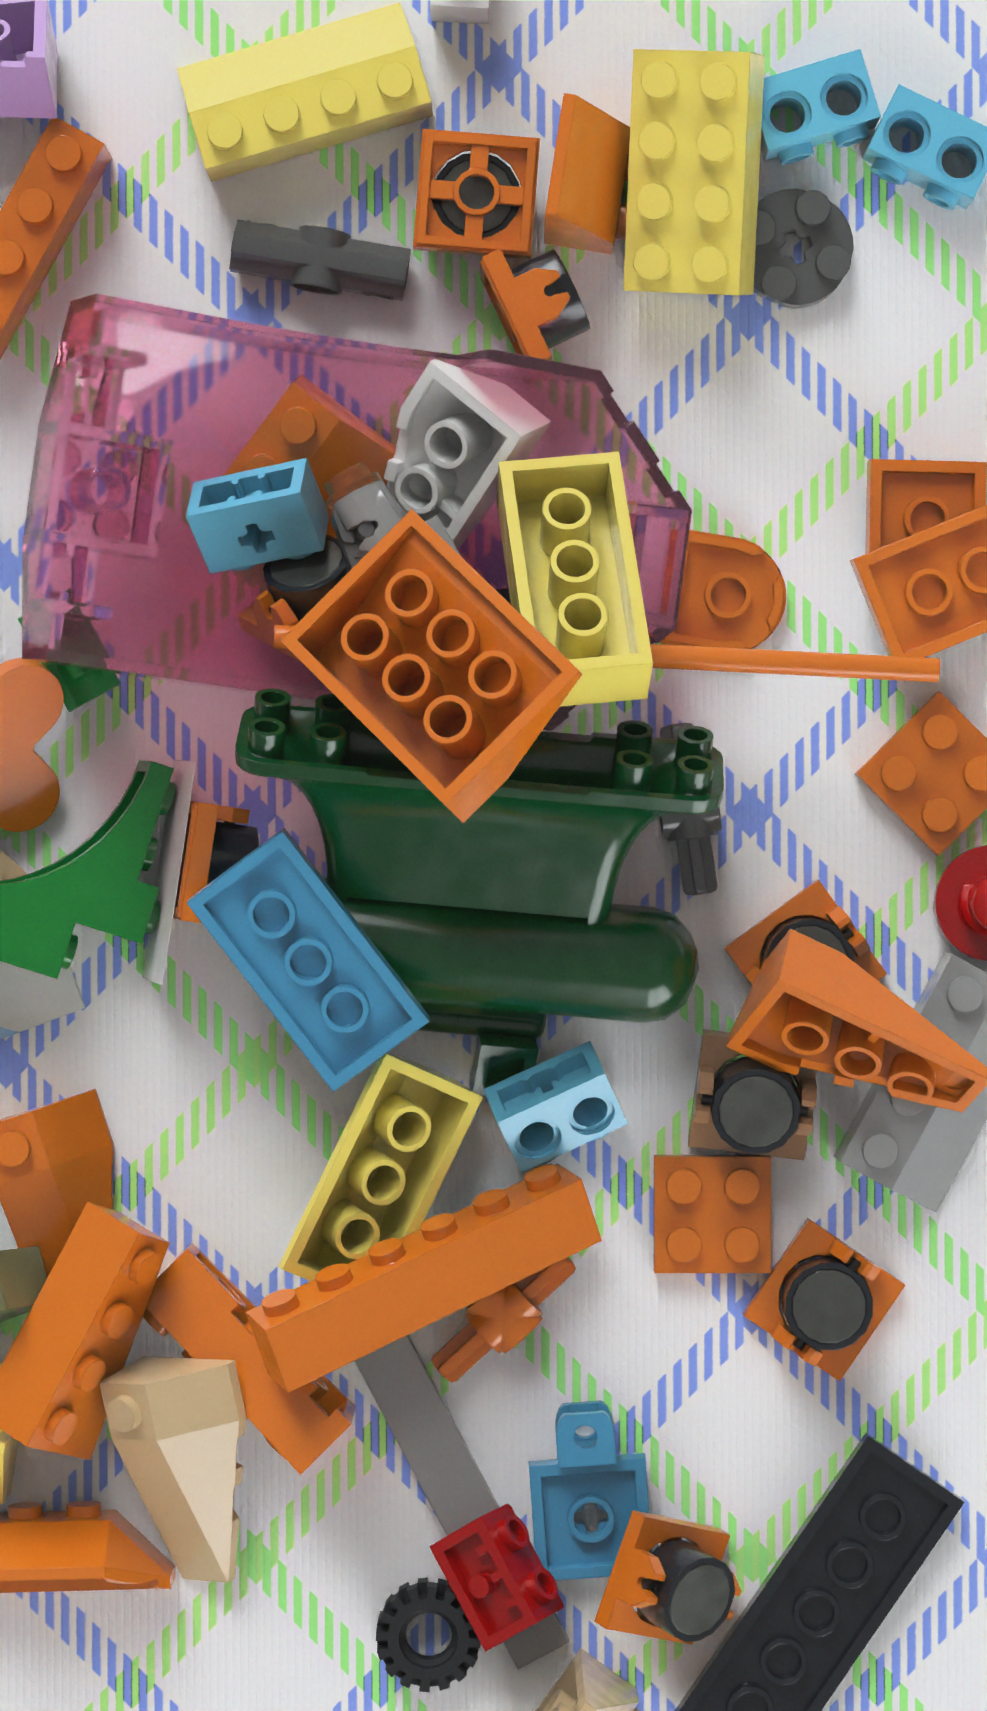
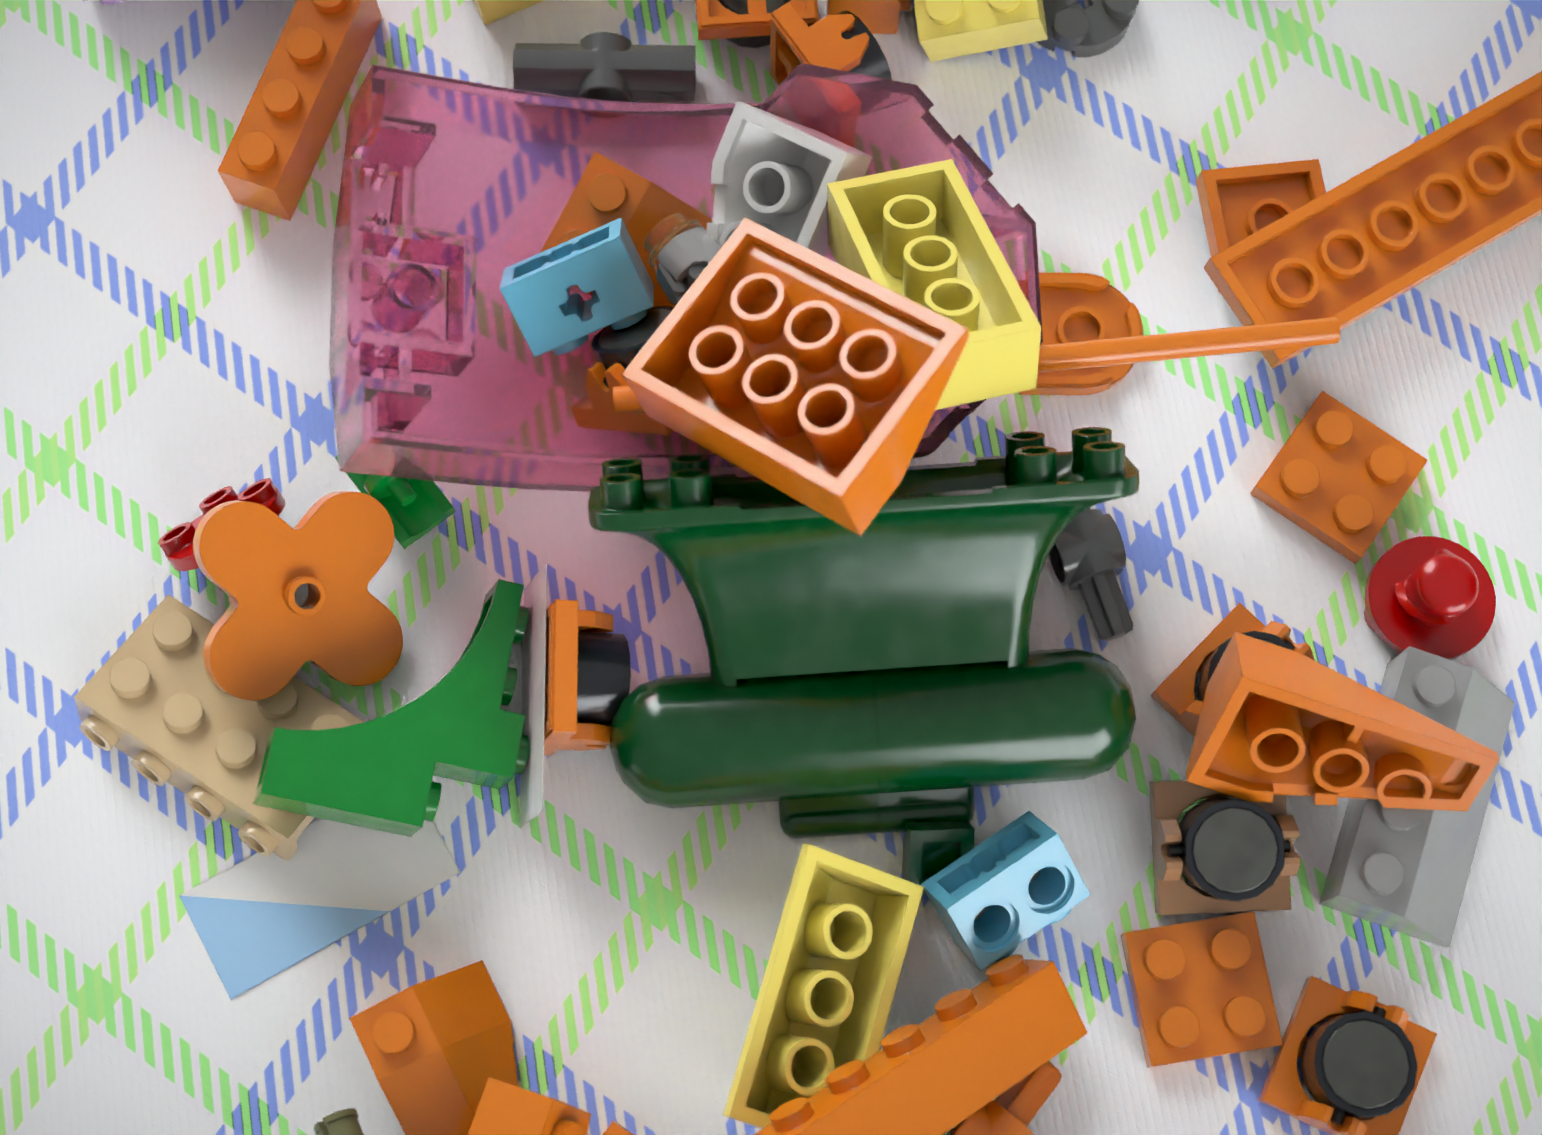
camera: 15 degrees left, 15 degrees down
(308, 959) = (705, 747): dark azure plate -> none

